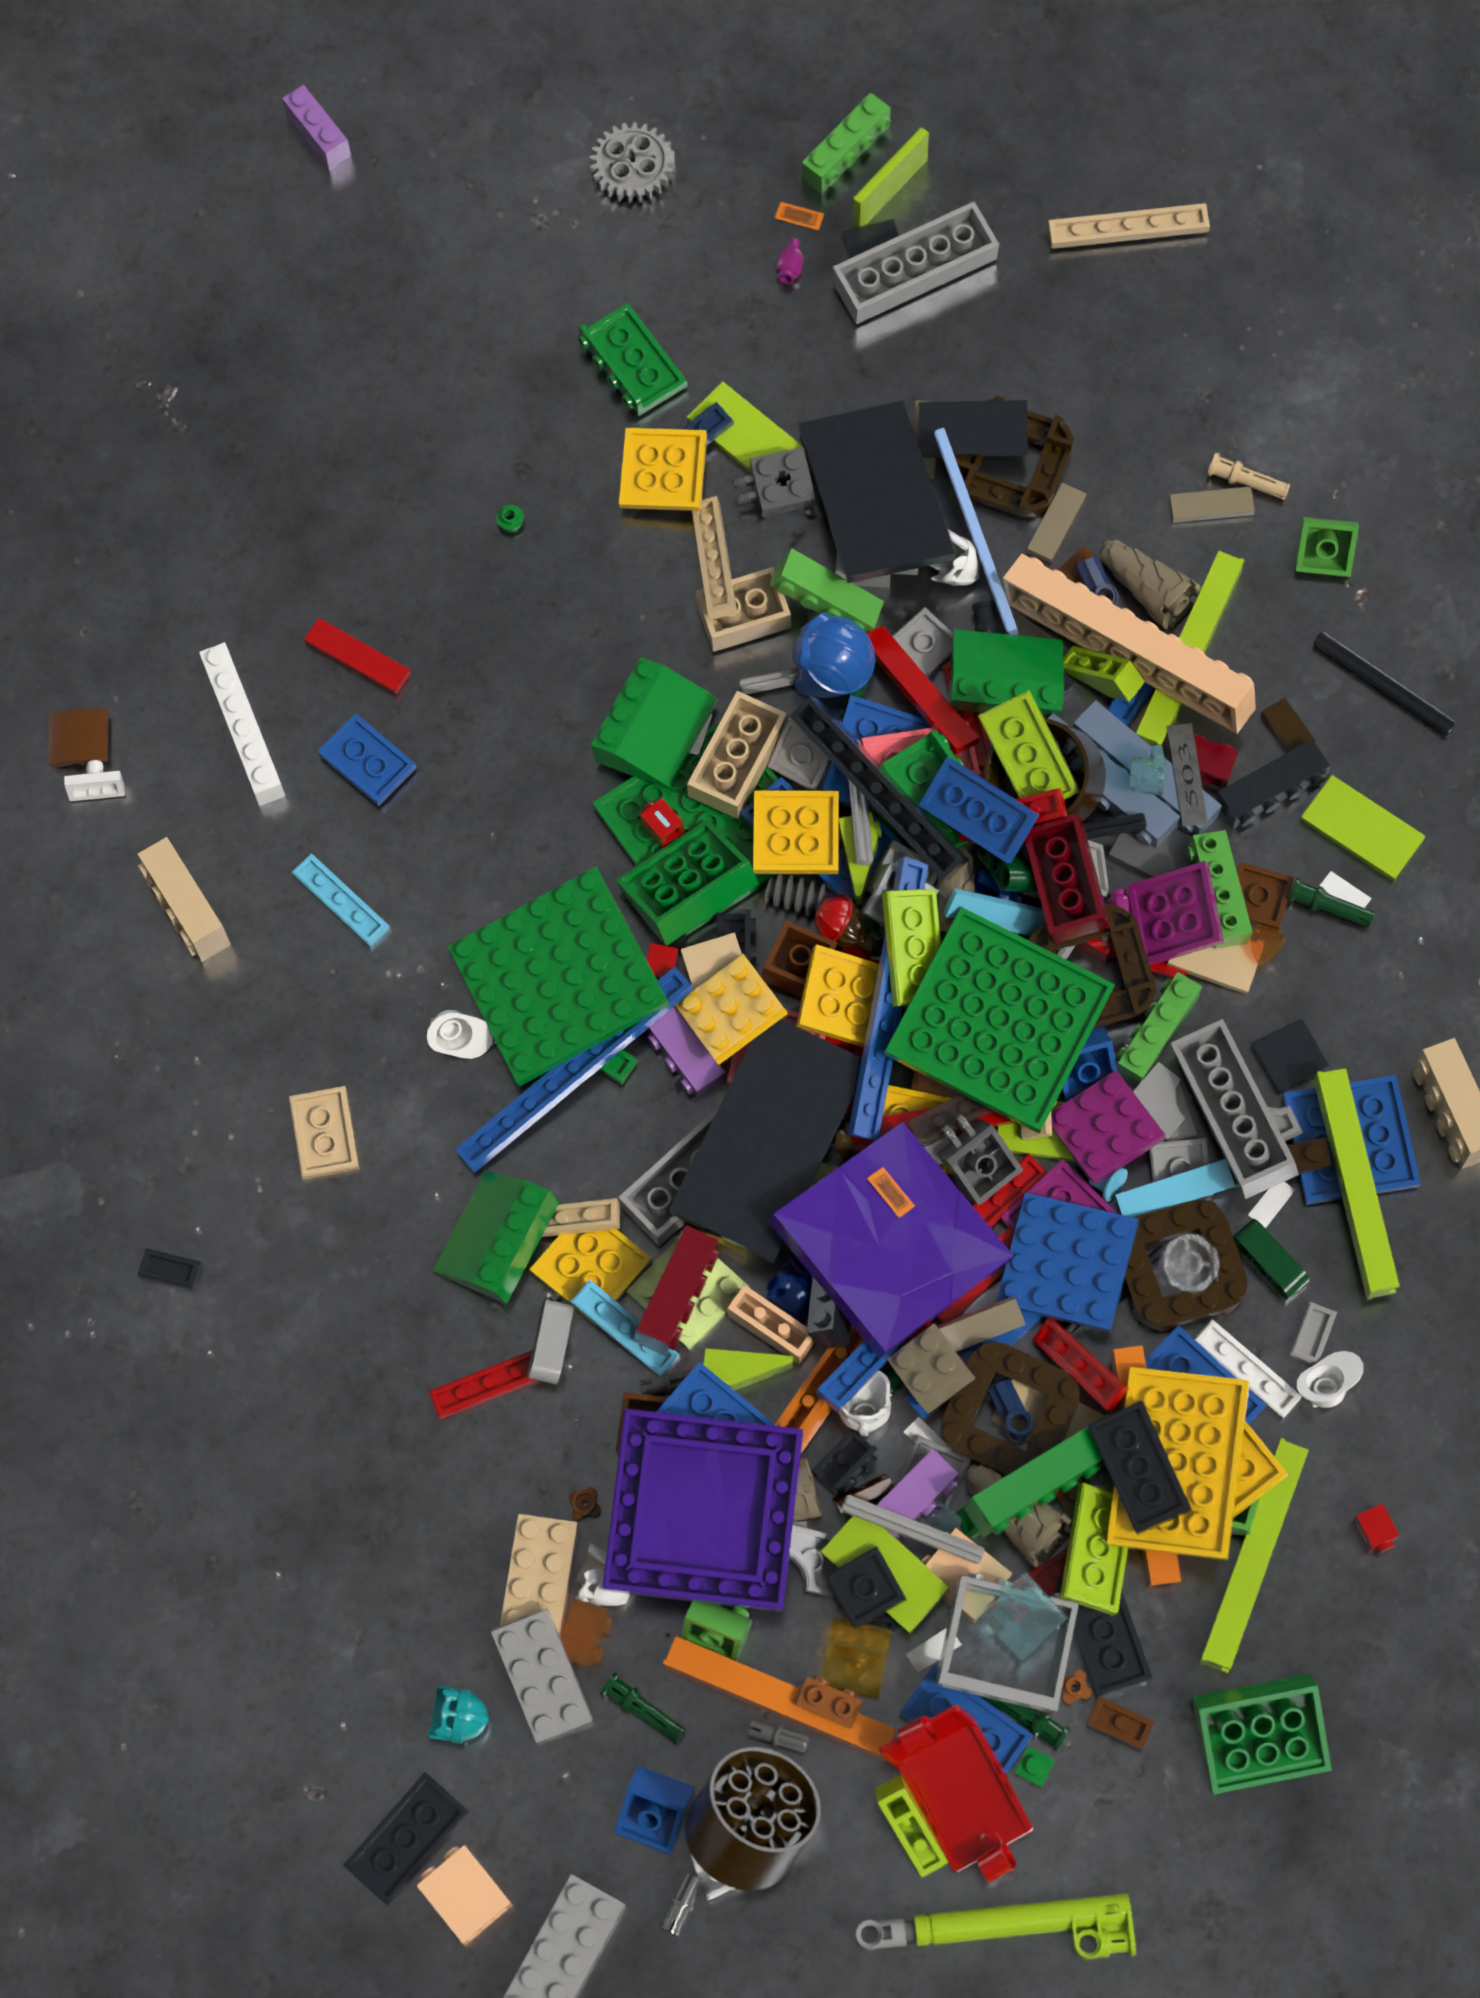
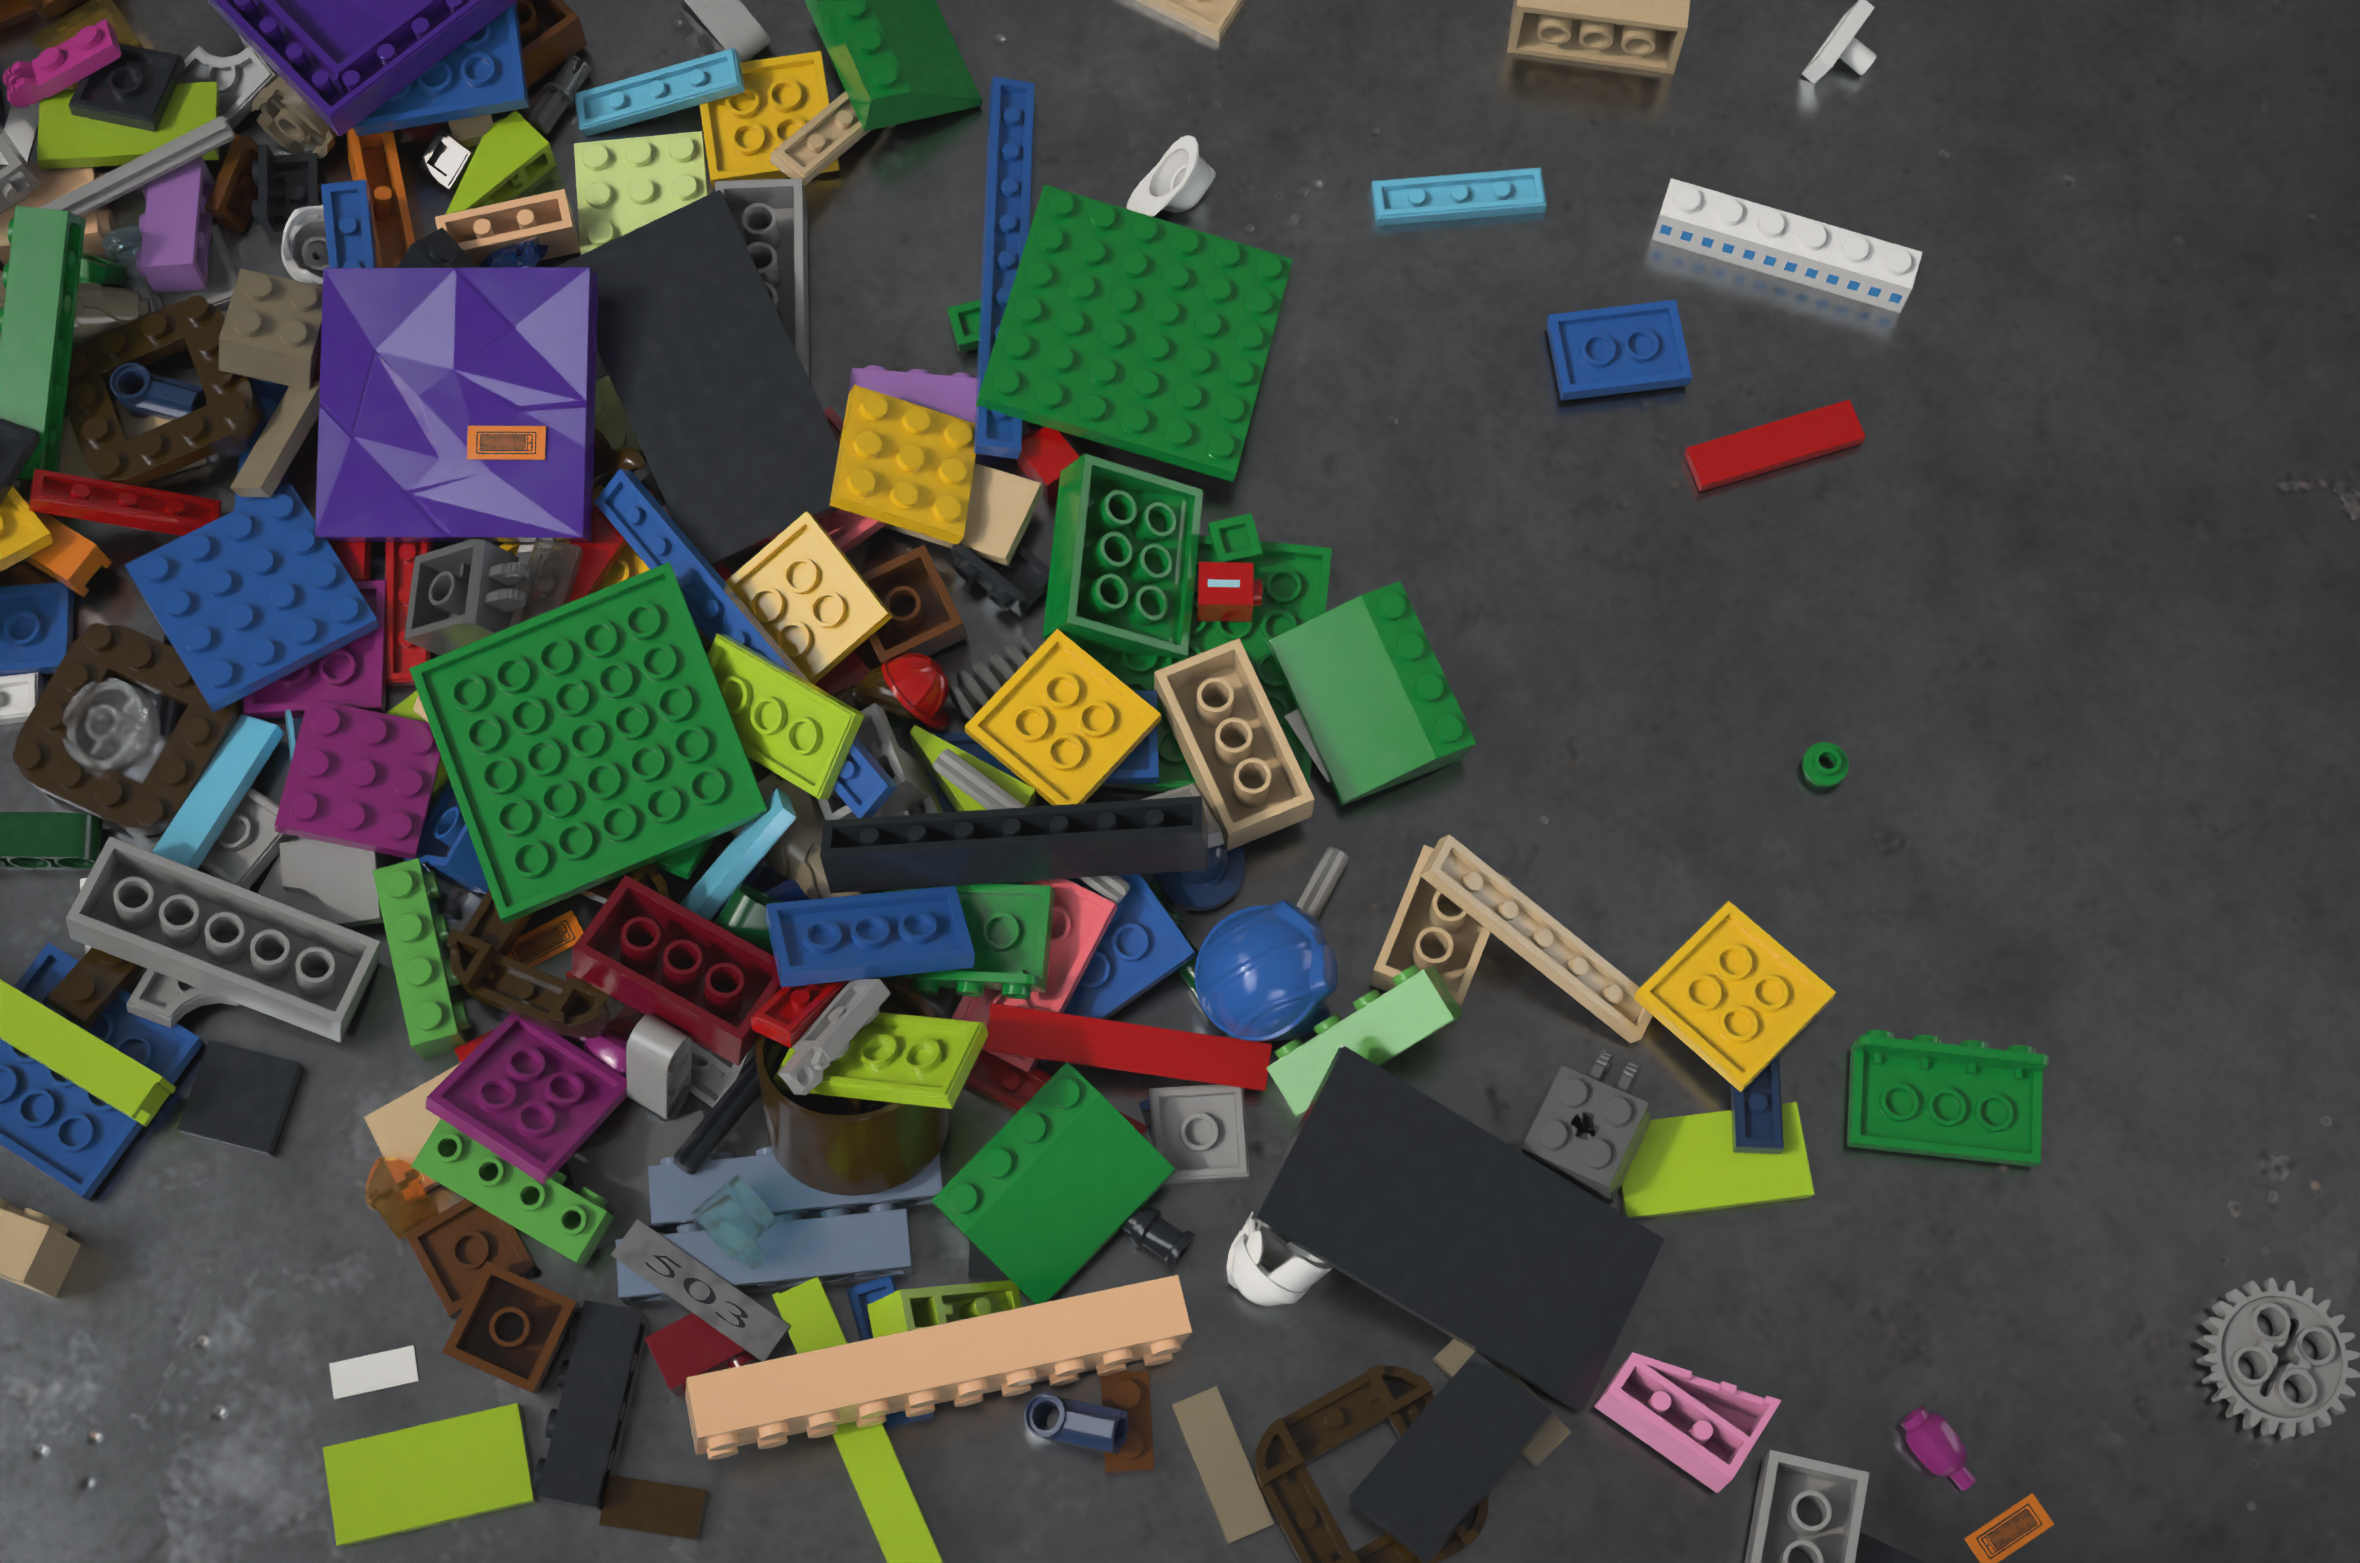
camera: 125 degrees right, 0 degrees up
(78, 737) = (1921, 71): reddish brown slope -> none
(631, 841) = (1235, 539): none -> green plate
(677, 1287) = (624, 137): dark red brick -> none
(759, 1399) = (446, 160): none -> tile
(869, 355) = (1687, 1418): none -> bright pink wedge
(884, 1625) = (62, 65): none -> dark pink hinge
(976, 532) = (1296, 1321): light blue tile -> none
(1038, 776) = (831, 1032): none -> light grey hinge
(1112, 866) = (658, 1066): none -> light grey beam
(1153, 584) = (1017, 1500): dark tan cone -> none
(1275, 838) = (511, 1327): none -> reddish brown brick
(1317, 898) = (391, 1320): dark green pin -> none

